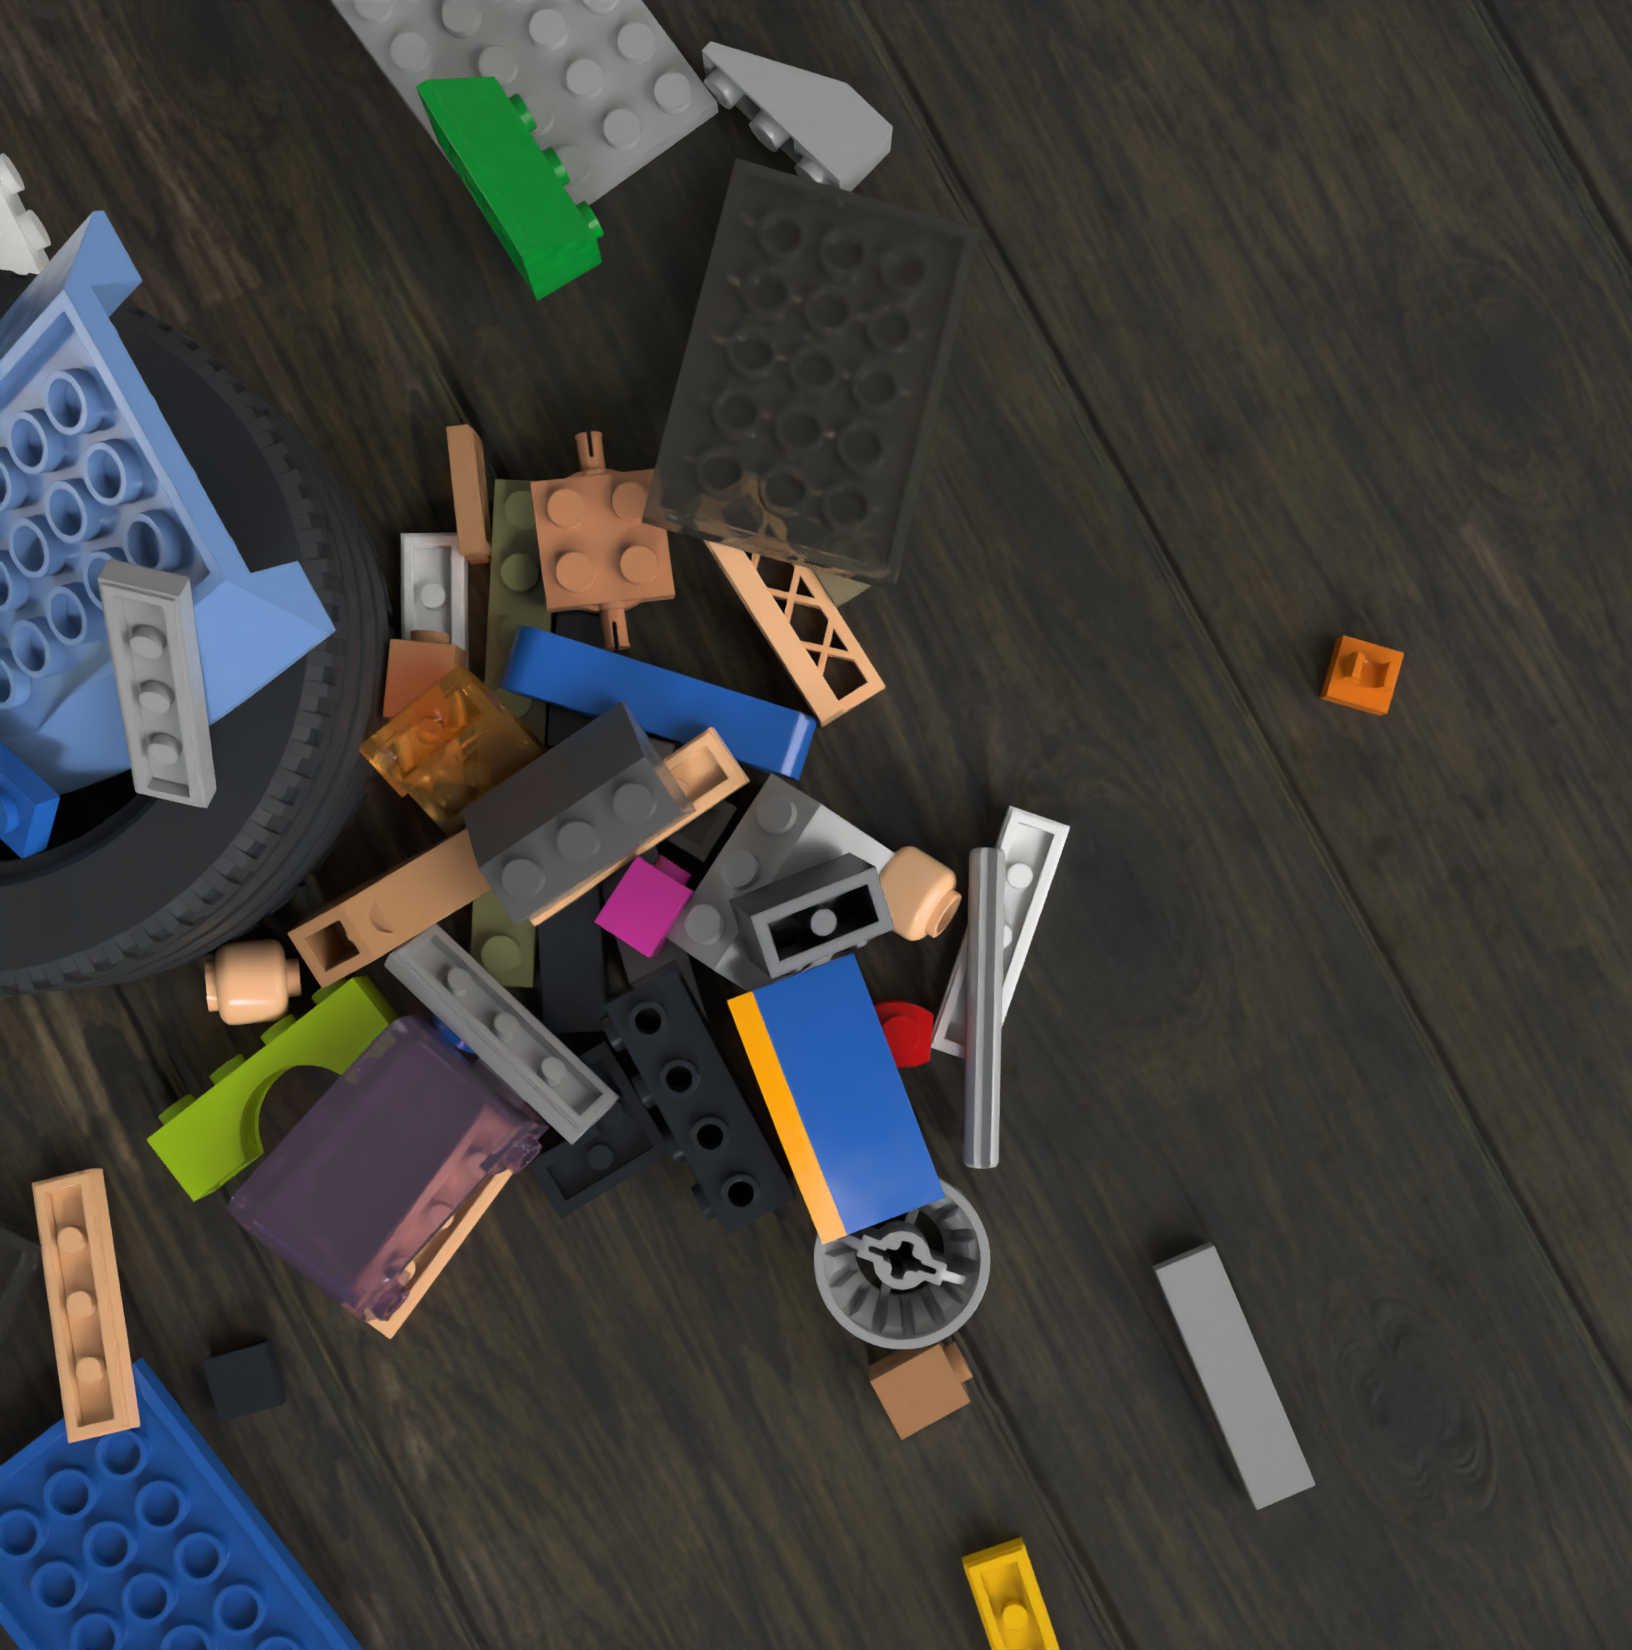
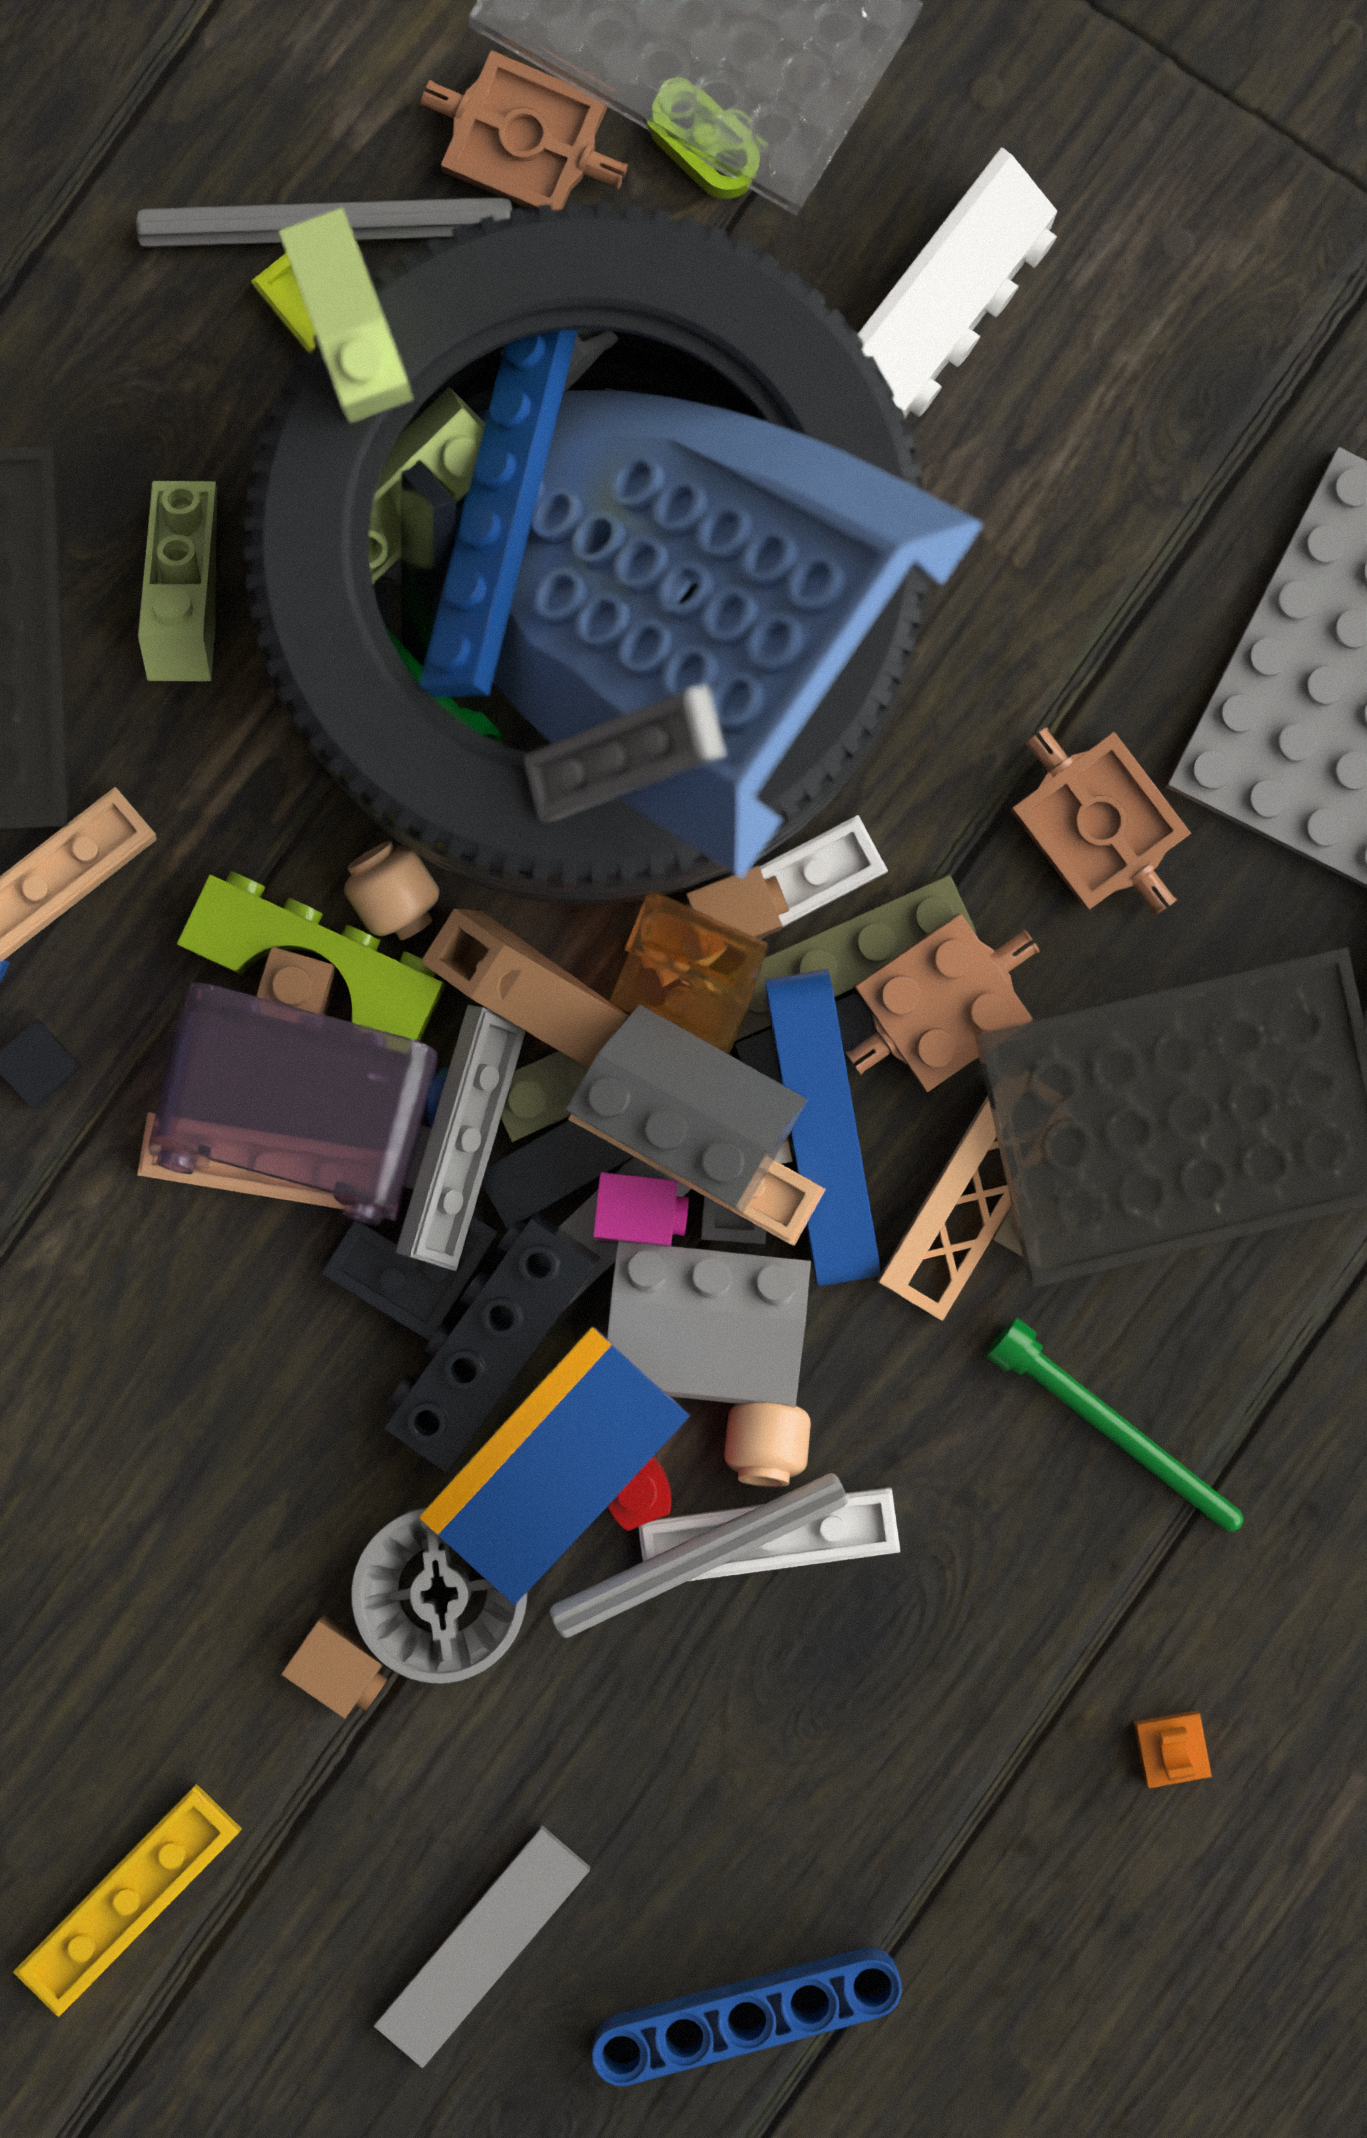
camera: 65 degrees right, 0 degrees up
(283, 1104) = (298, 981): none -> medium nougat brick
(470, 493) = (924, 861): medium nougat tile -> none
(509, 337) = (1100, 821): none -> nougat plate
(513, 180) = (1221, 765): green slope -> none
(812, 915) = (704, 1363): black brick -> none
(946, 631) = (1019, 1351): none -> green piece
(1427, 1200) = (722, 2039): none -> blue beam

